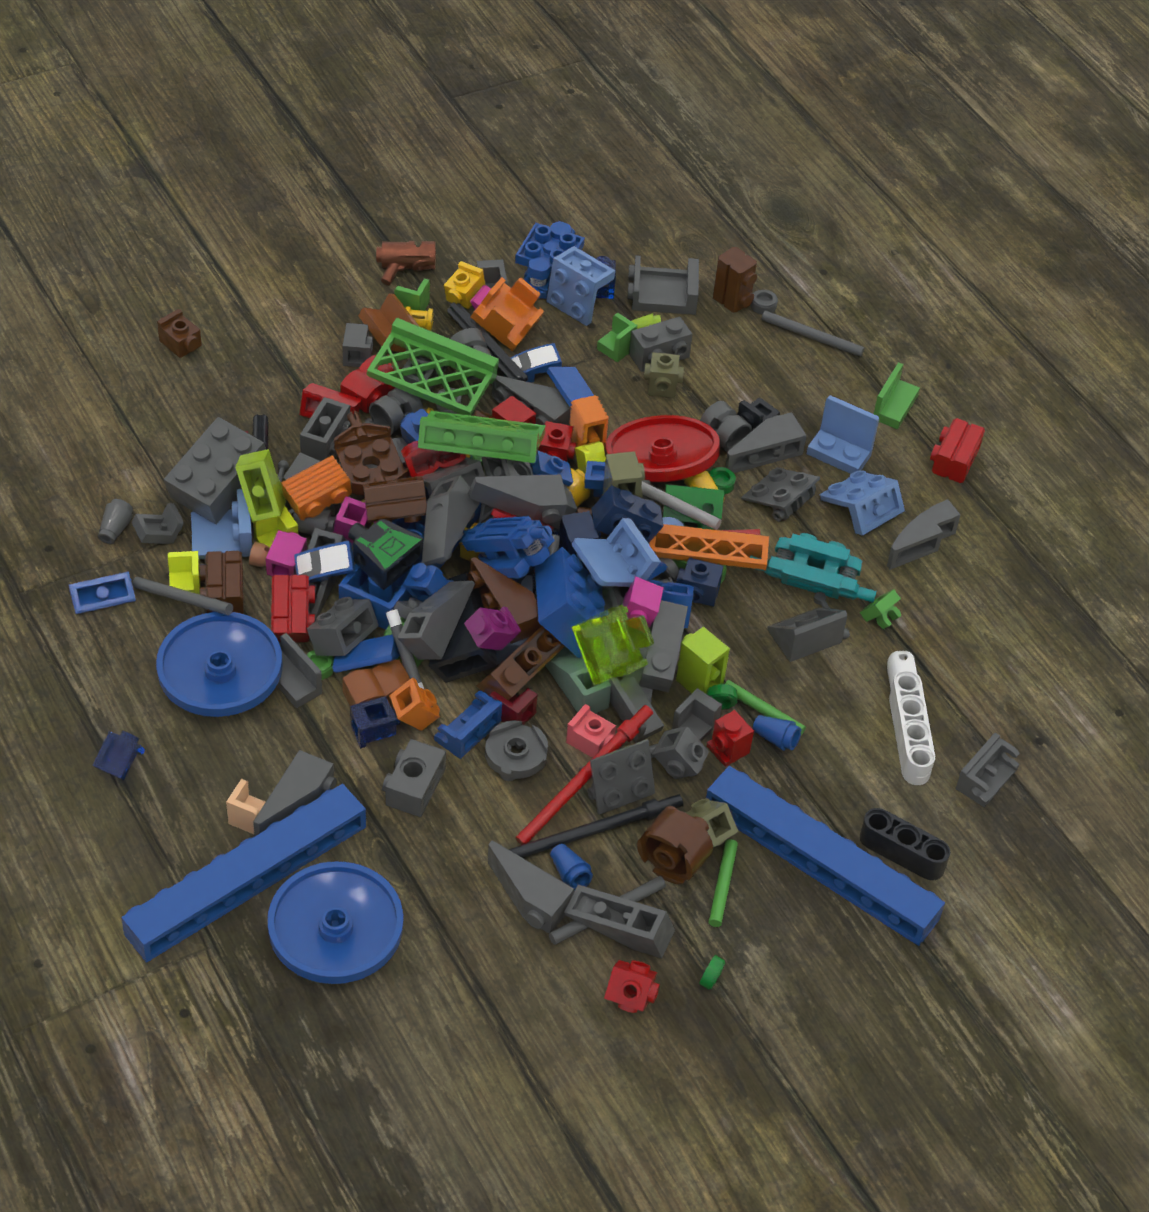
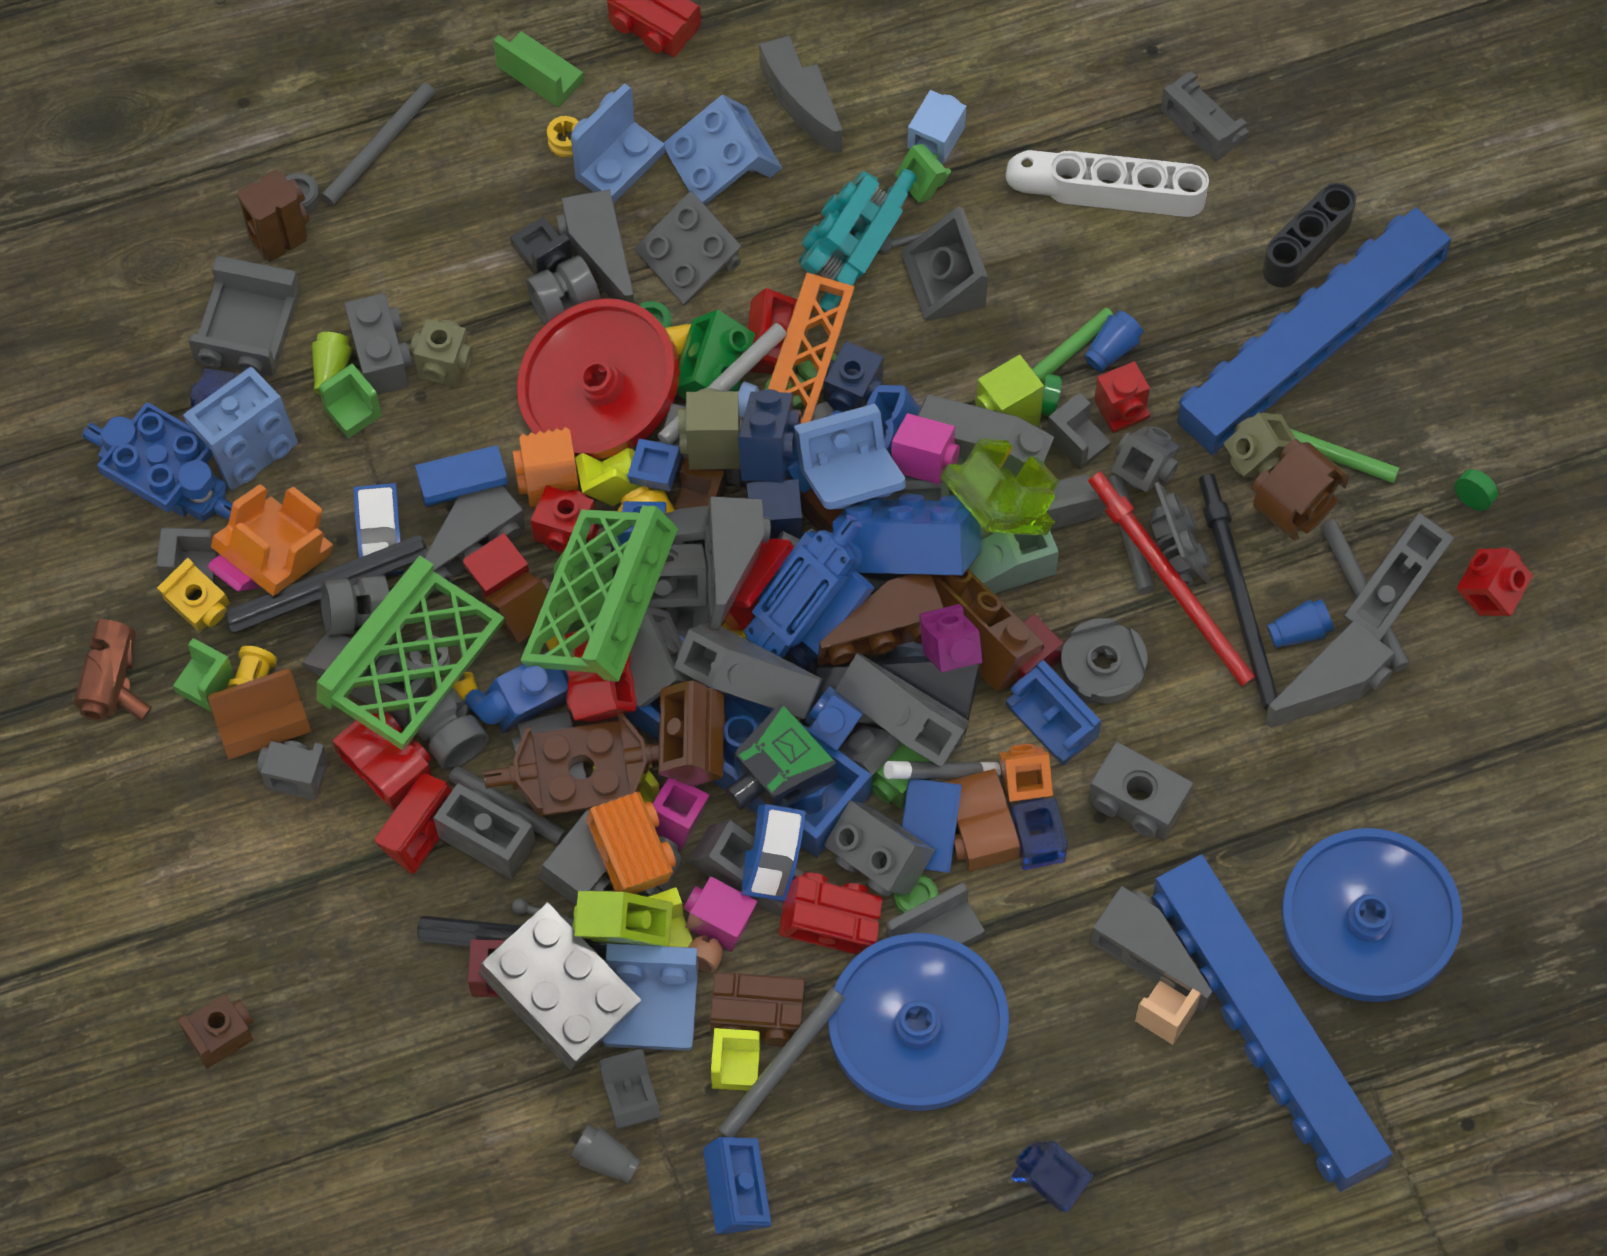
camera: 75 degrees left, 15 degrees up
(589, 731) = (1086, 574): coral brick -> none
(922, 611) = (938, 124): none -> light blue brick

